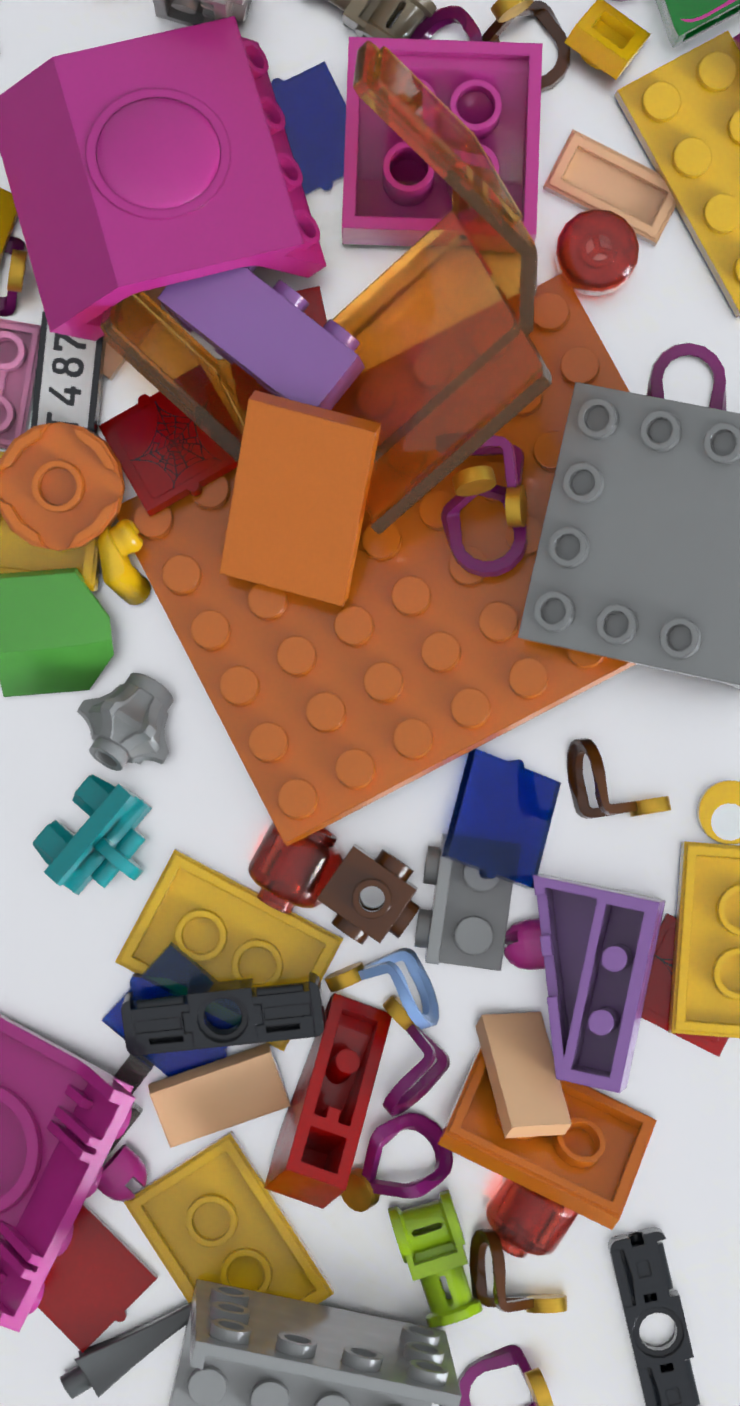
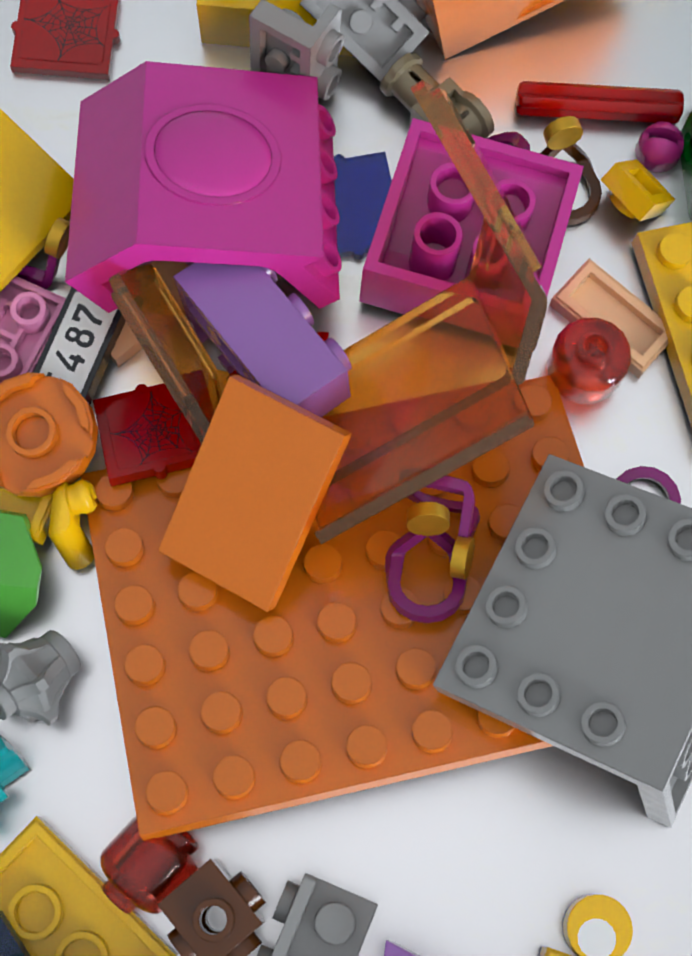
camera: 20 degrees right, 15 degrees down
(501, 819) = (367, 873): clear blue piece -> none
(578, 791) = (451, 851): reddish brown piece -> none

